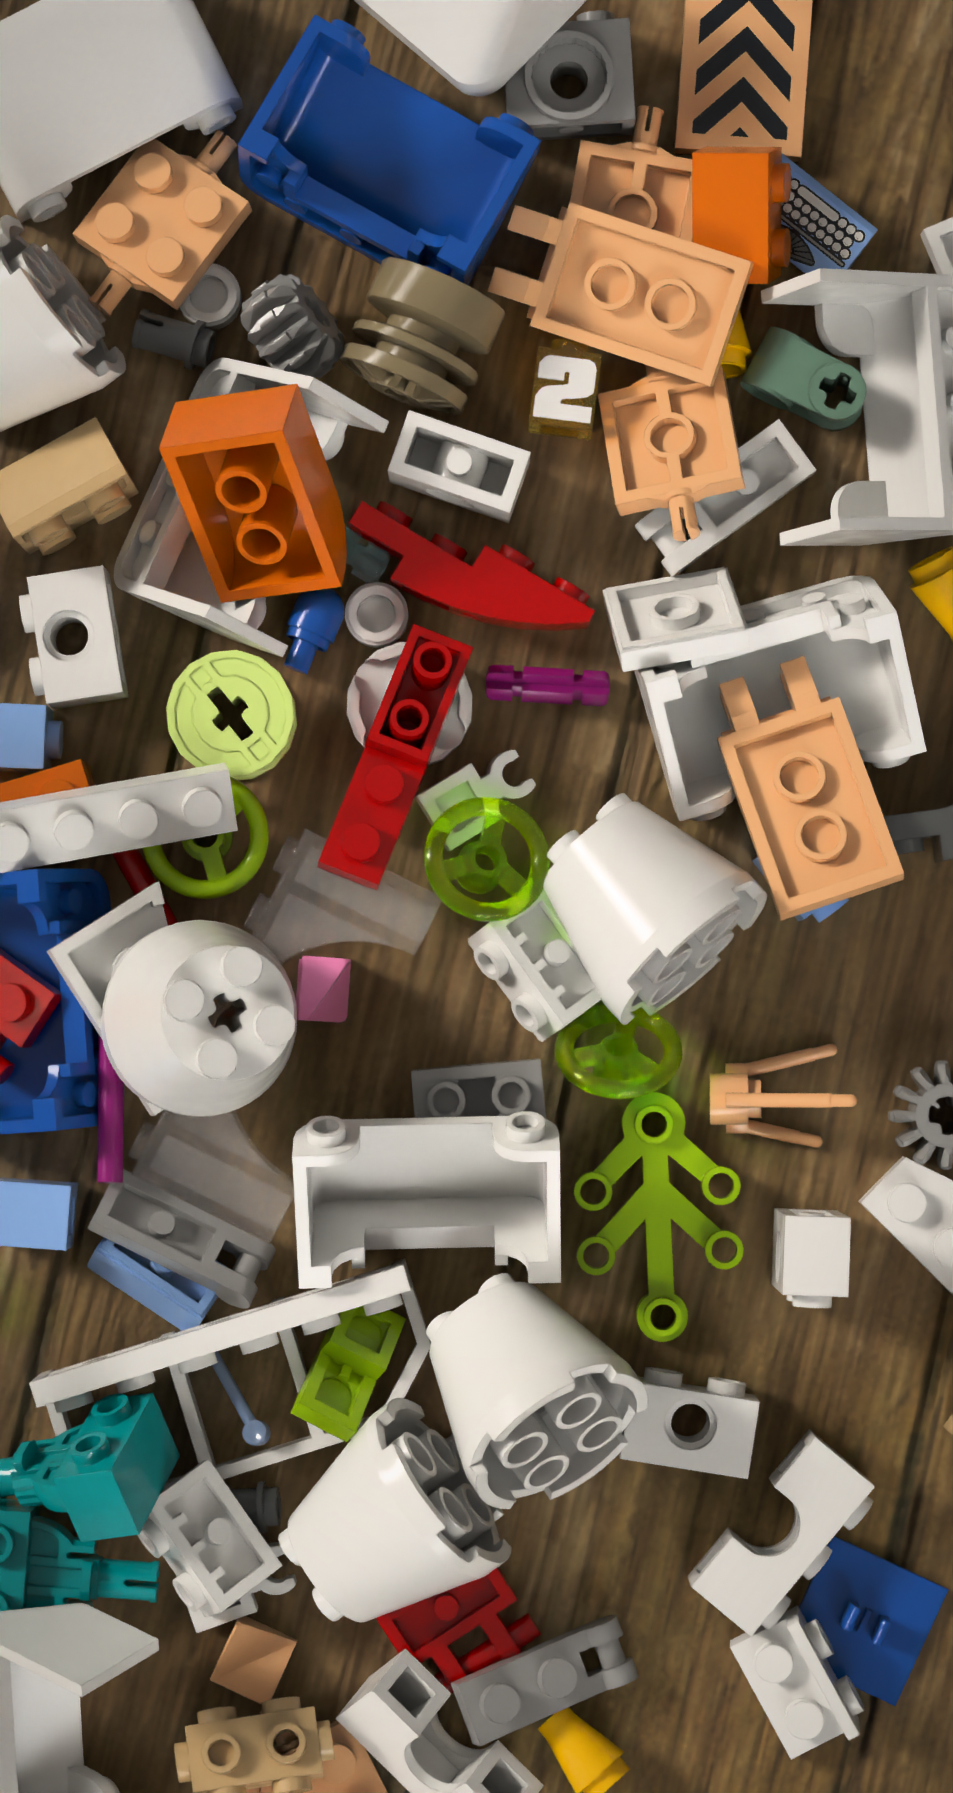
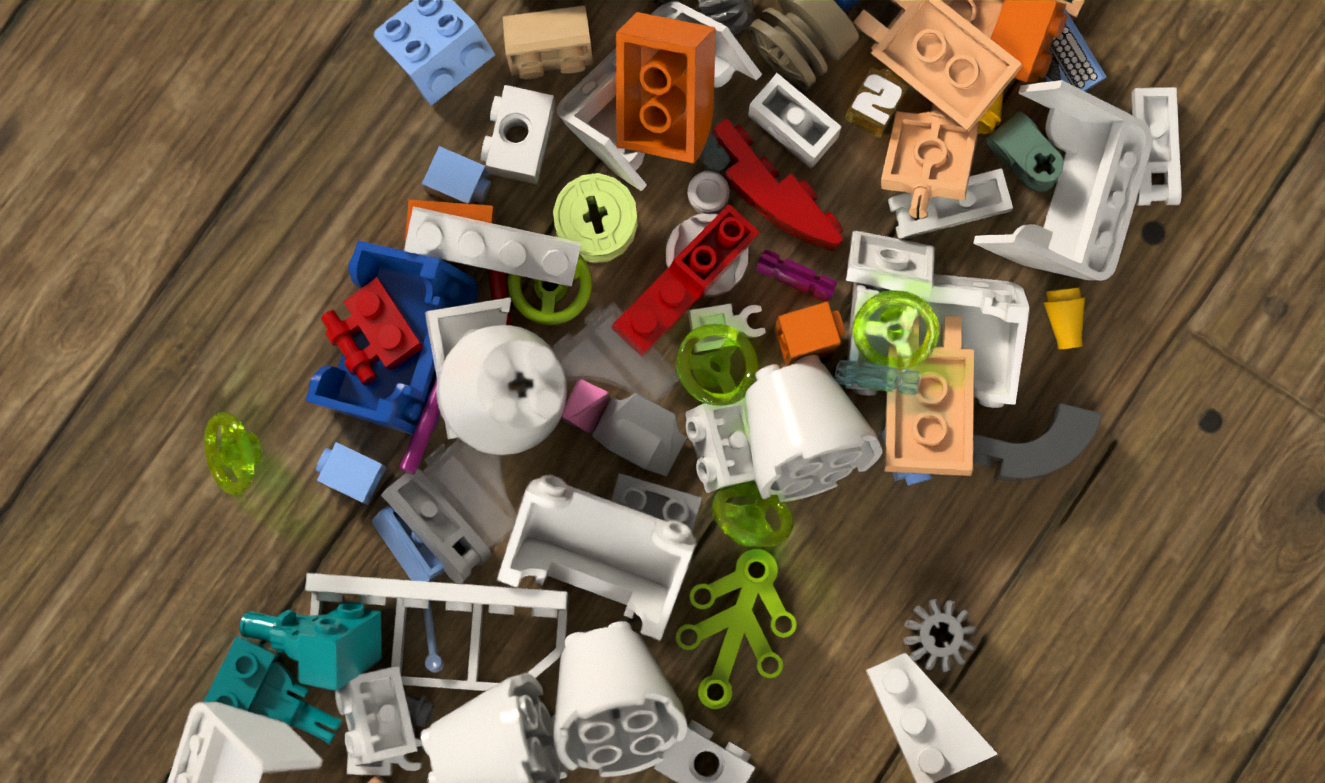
camera: 25 degrees right, 5 degrees down
(313, 626) = (666, 184): blue cylinder -> none
(347, 1371) = (507, 646): lime slope -> none
(416, 997) = (641, 433): none -> light grey slope
(599, 765) = (809, 332): none -> orange brick
(717, 685) = (895, 315): none -> clear neon green piece
(720, 792) = (877, 377): none -> clear light blue axle
(738, 1099) = (814, 575): light nougat plant -> none
(811, 1256) = (822, 688): white brick -> none

